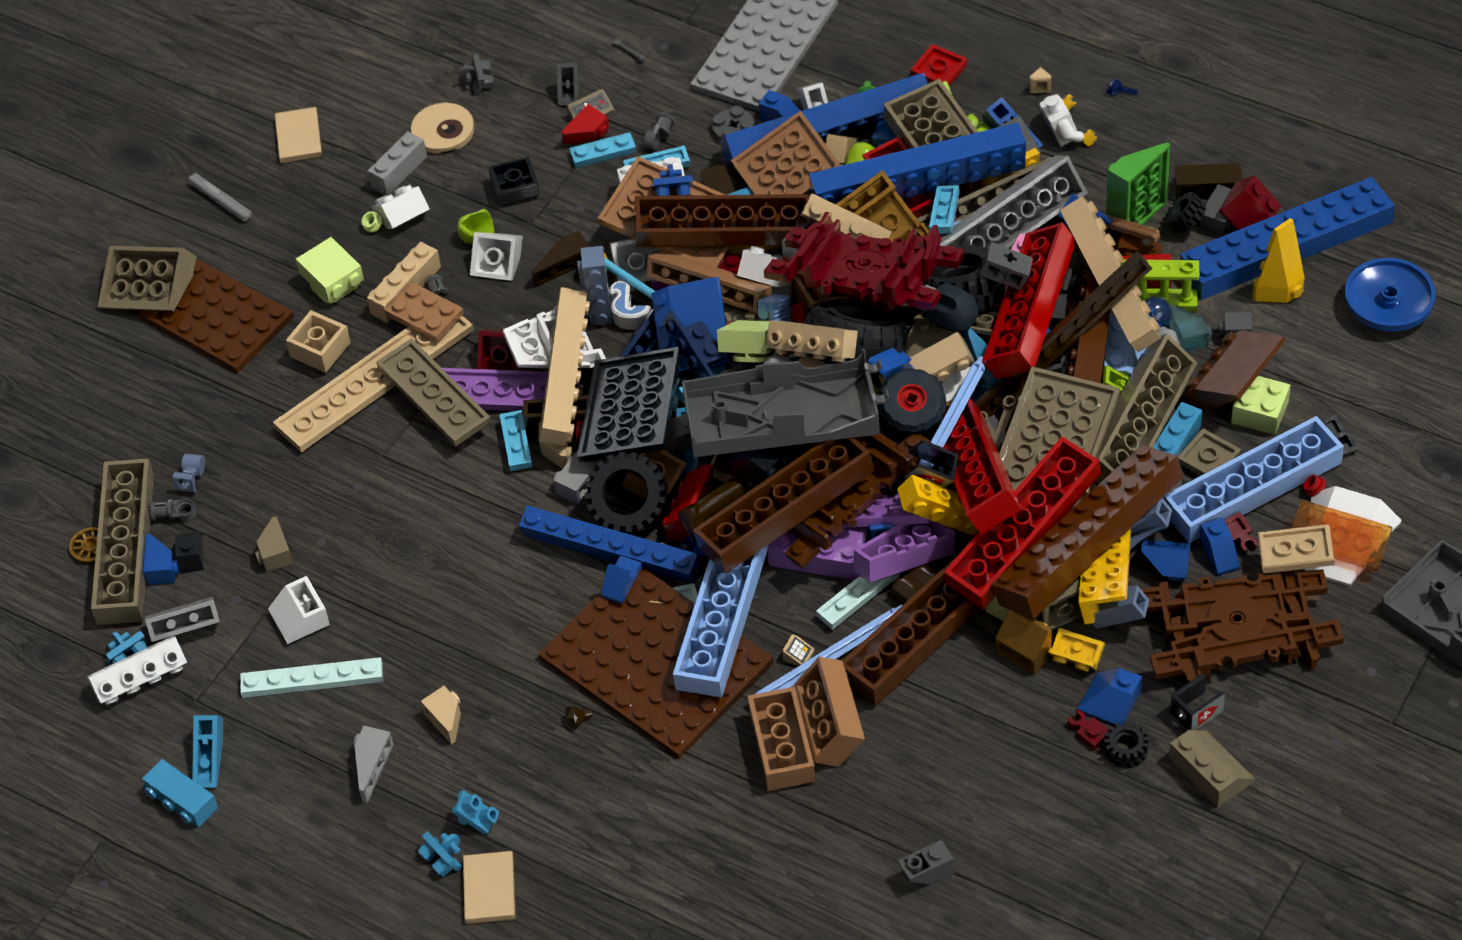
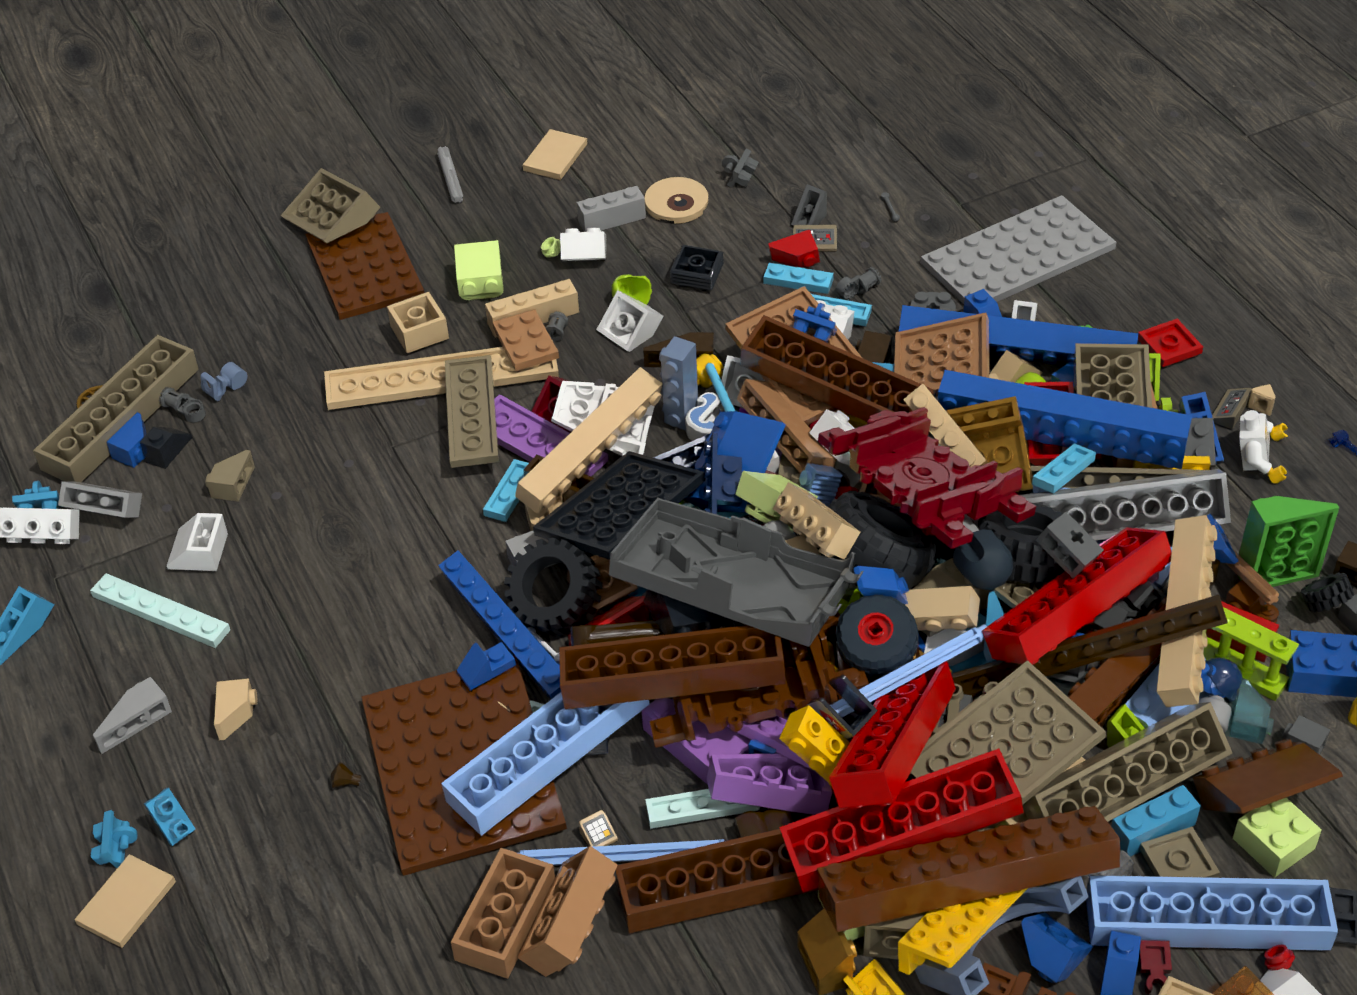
camera: 30 degrees right, 5 degrees down
(1019, 97) = (1231, 407): none -> dark tan slope

